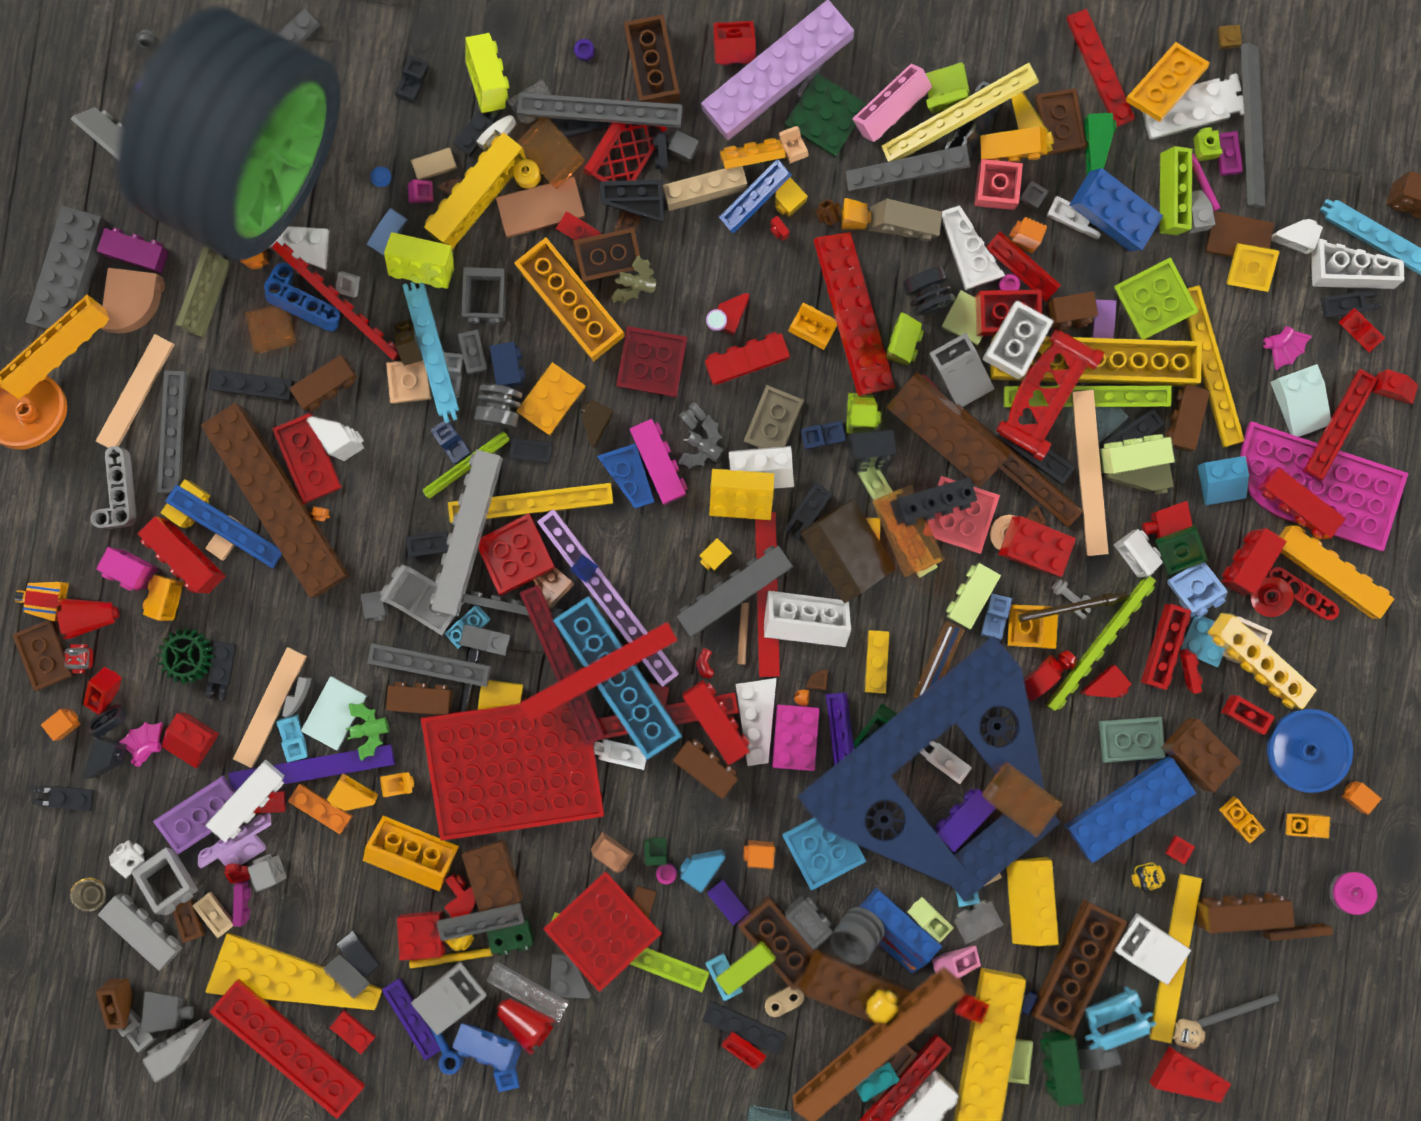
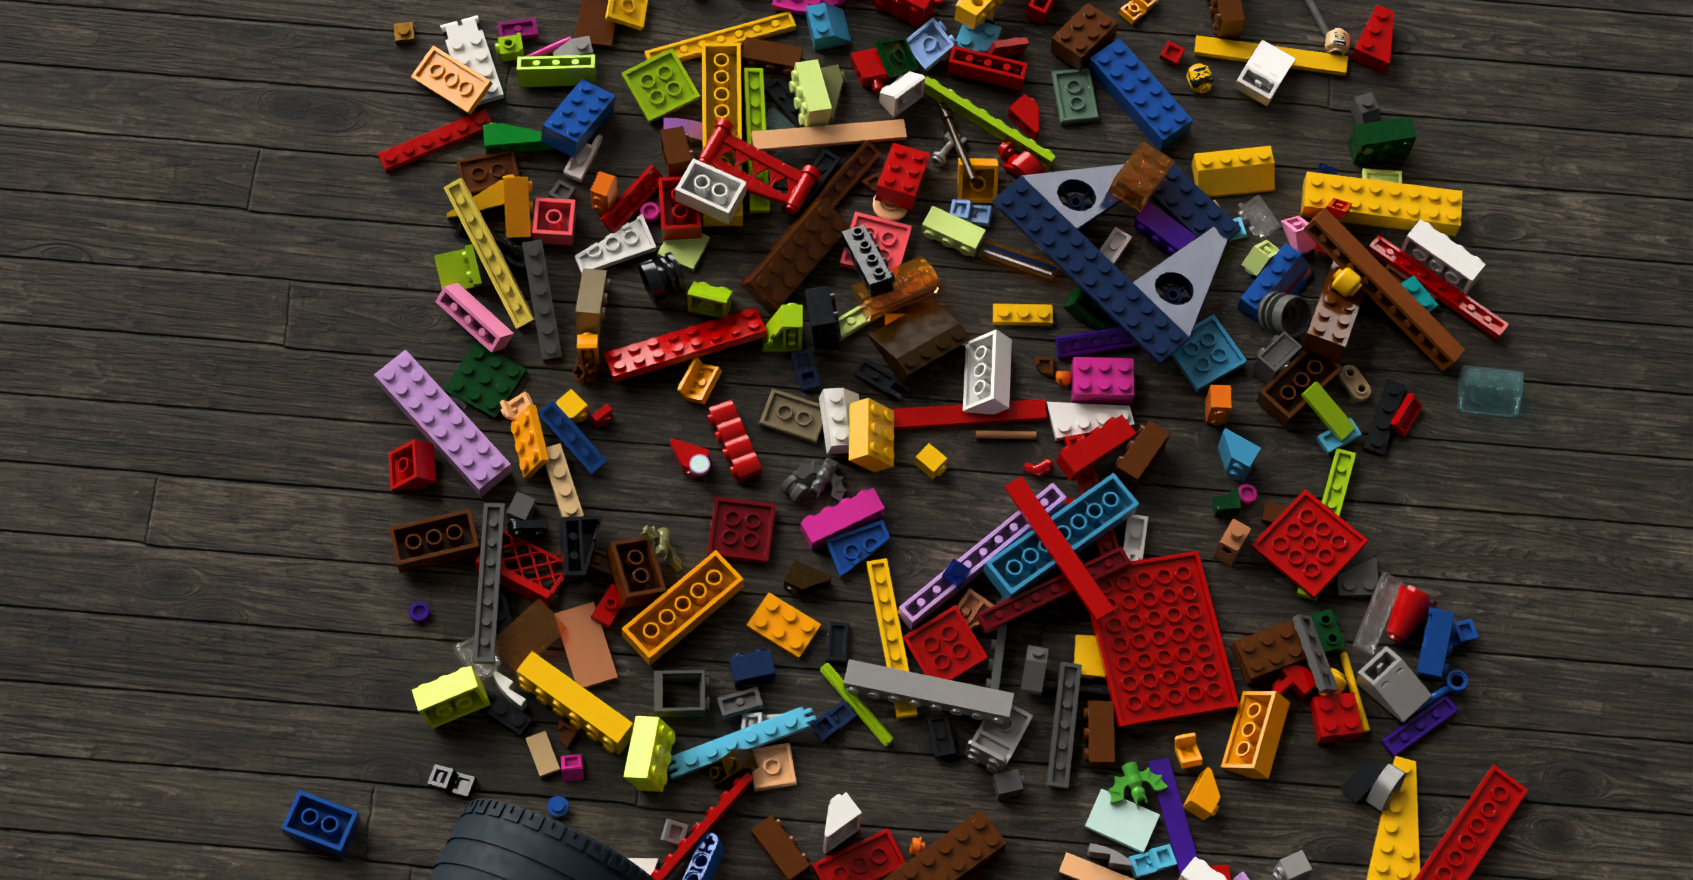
camera: 105 degrees left, 20 degrees down
(320, 808) = (1220, 829): orange plate -> none
(352, 1032) = (1440, 783): red plate -> none
(390, 223) = (616, 795): medium blue slope -> none
(475, 617) = (1025, 701): medium azure slope -> none
(498, 406) = (796, 669): dark grey wheel -> none
(533, 174) = (554, 654): yellow head -> none
(727, 902) = (1269, 436): dark purple tile -> none
(734, 591) = (965, 439): dark grey brick -> none
(961, 370) = (735, 248): light grey slope -> none
(1078, 967) = (1288, 130): reddish brown brick -> none
(1112, 1010) = (1324, 104): medium azure animal -> none
(1253, 125) = (490, 10): dark grey tile -> none

